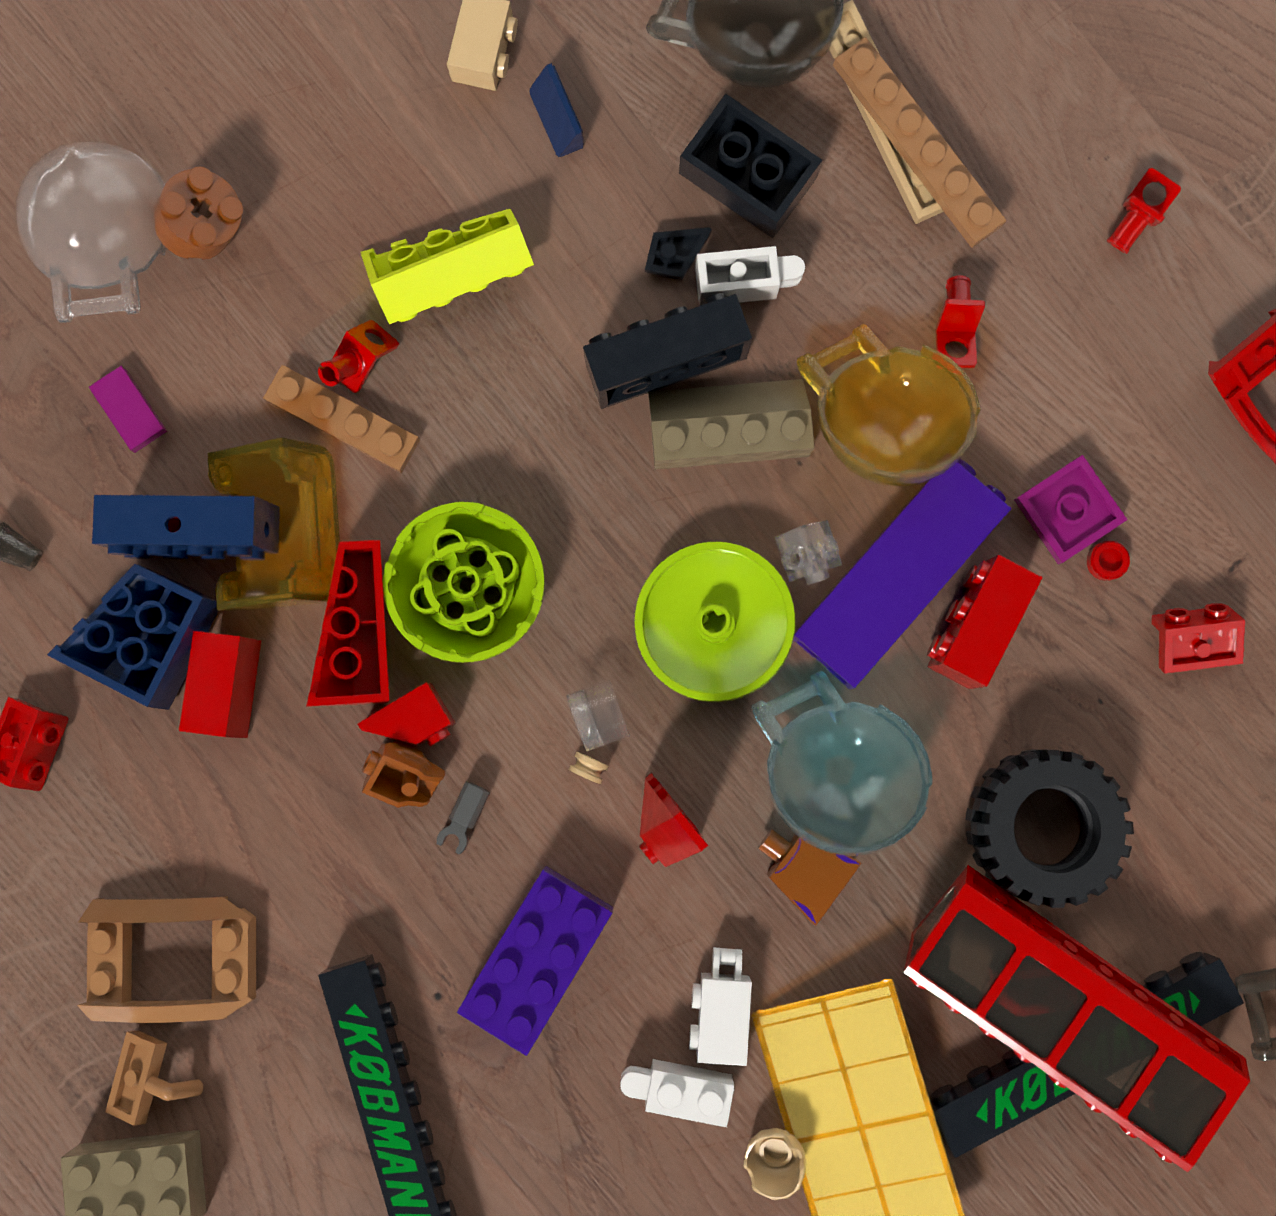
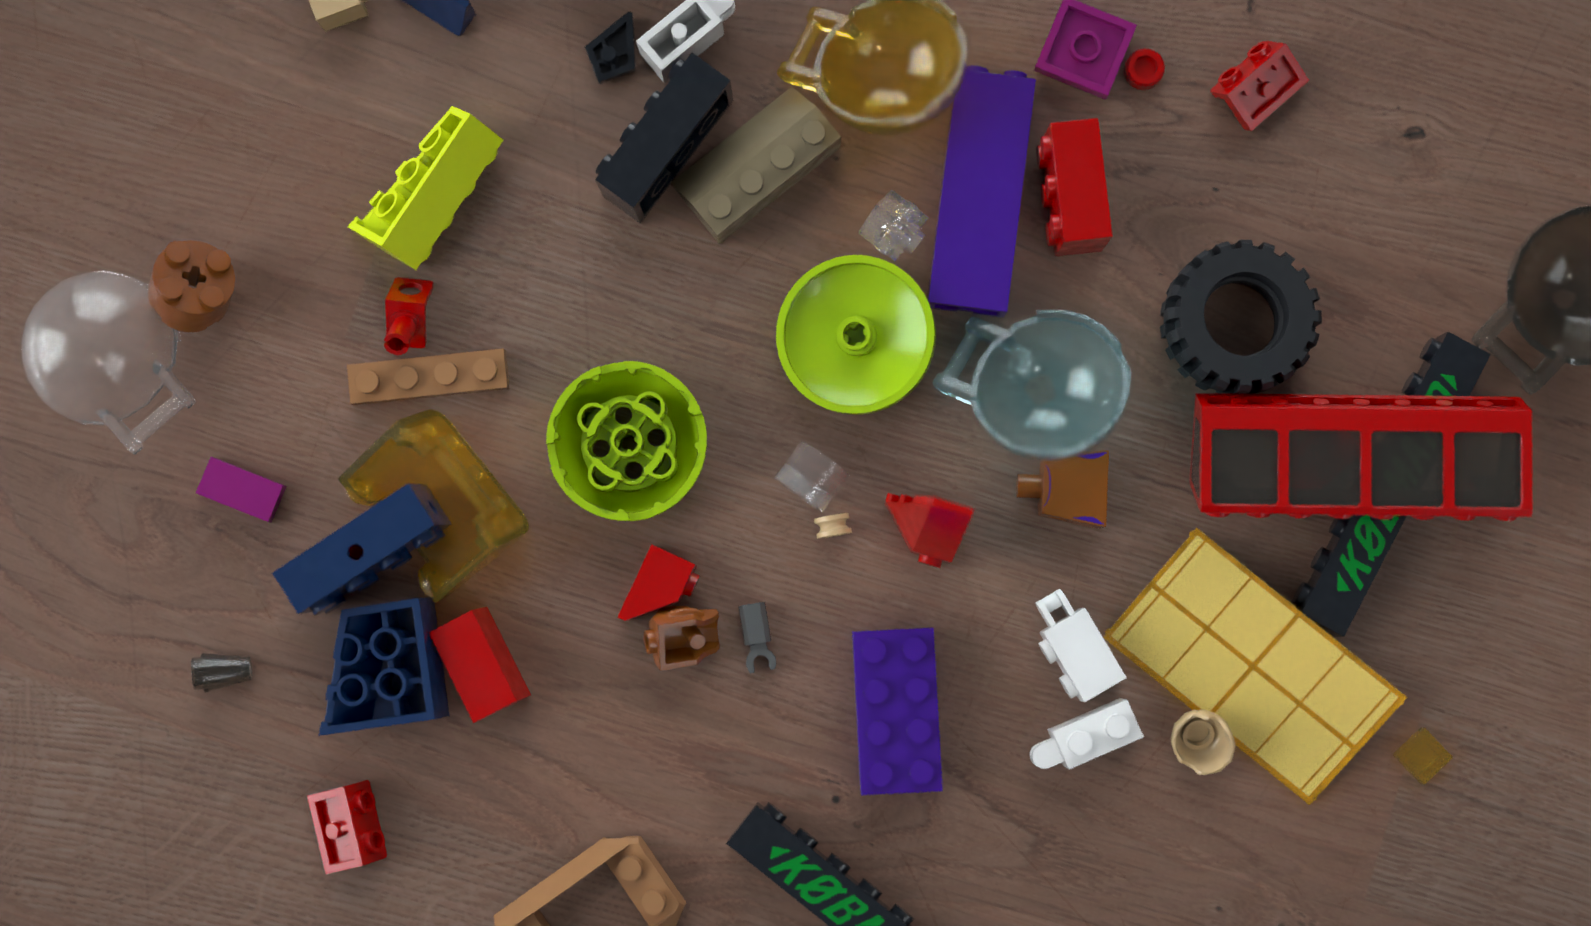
camera: 30 degrees left, 0 degrees up
(352, 641) = (569, 551): red wedge -> none

